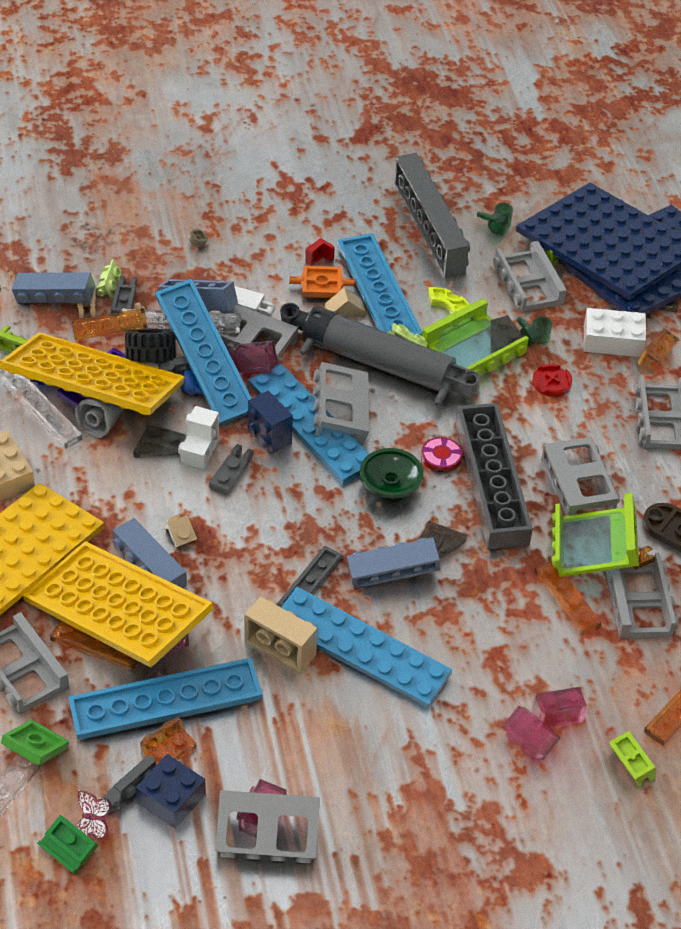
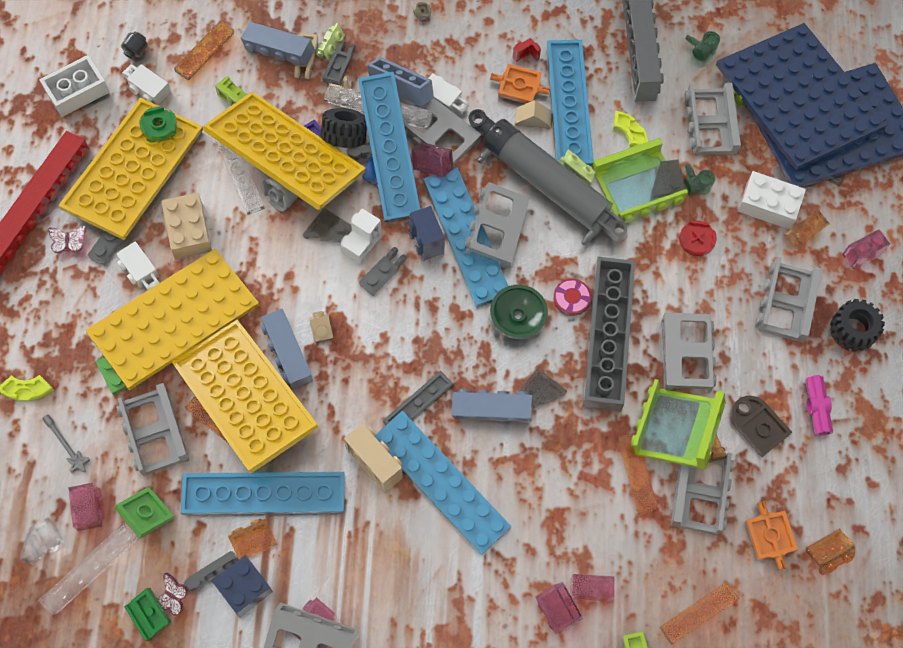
camera: 15 degrees right, 20 degrees up
(109, 324) = (314, 97): clear orange plate -> none

